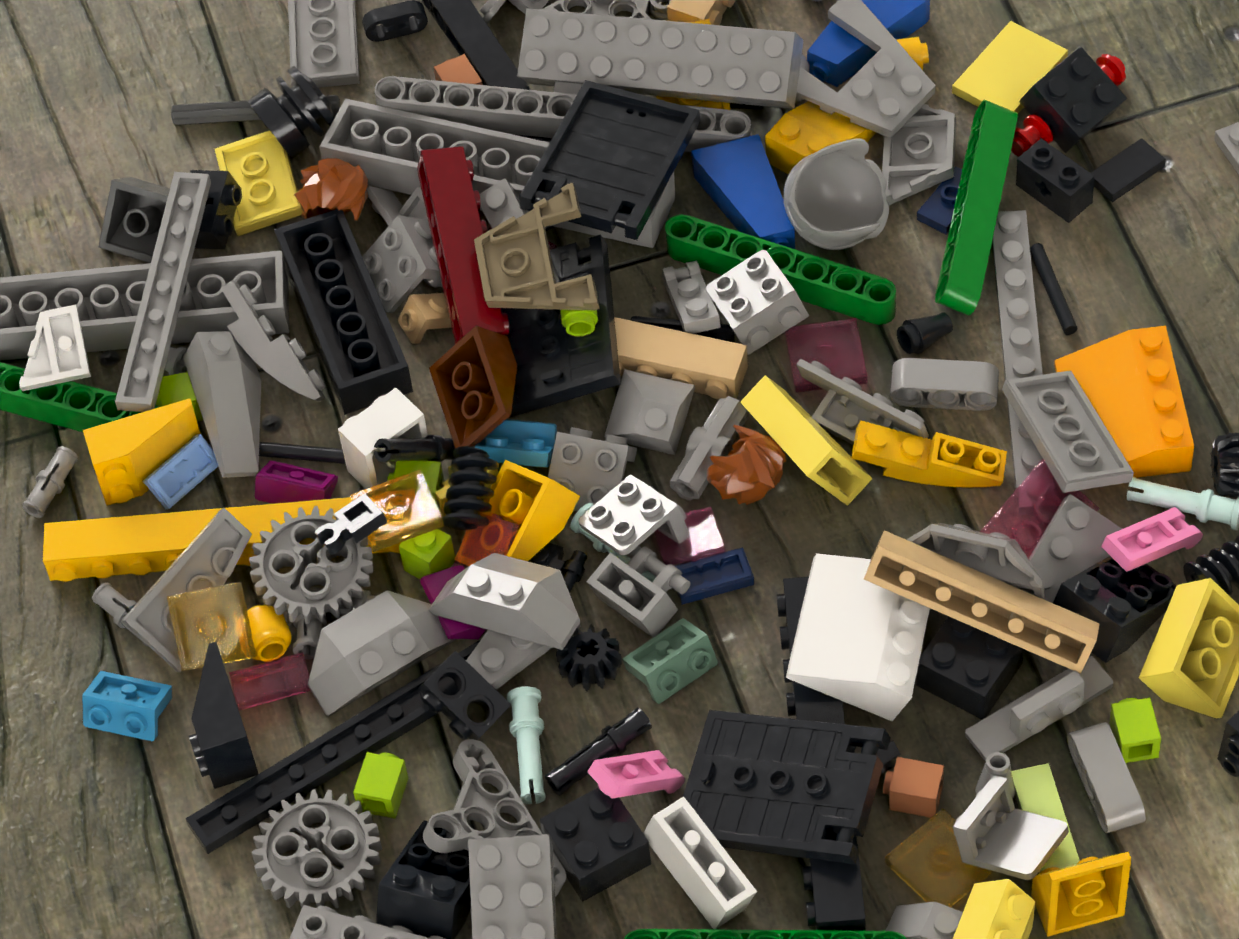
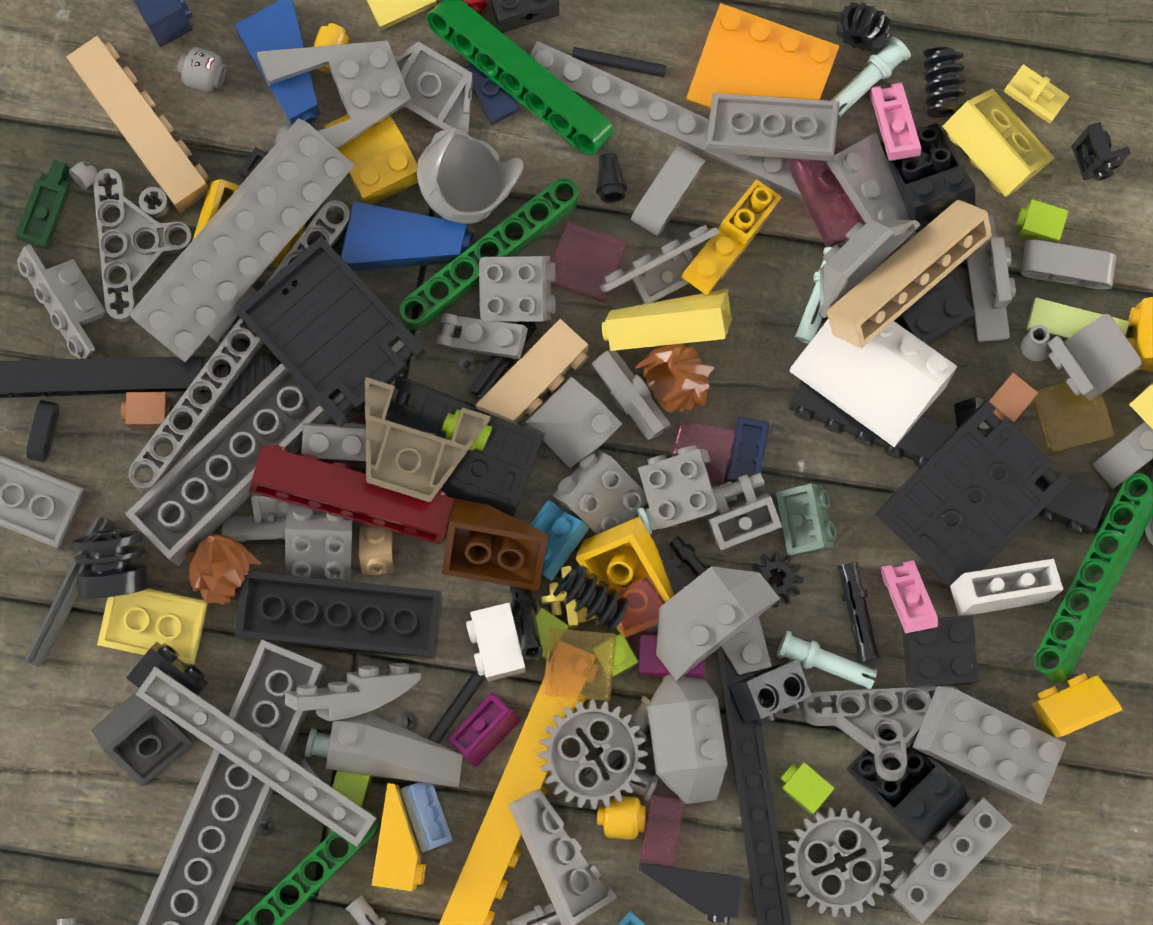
camera: 70 degrees left, 25 degrees up
(57, 350) = (263, 872): white wing -> none
(209, 617) = (608, 858): clear yellow plate -> none
(353, 521) = (587, 701): plate -> none

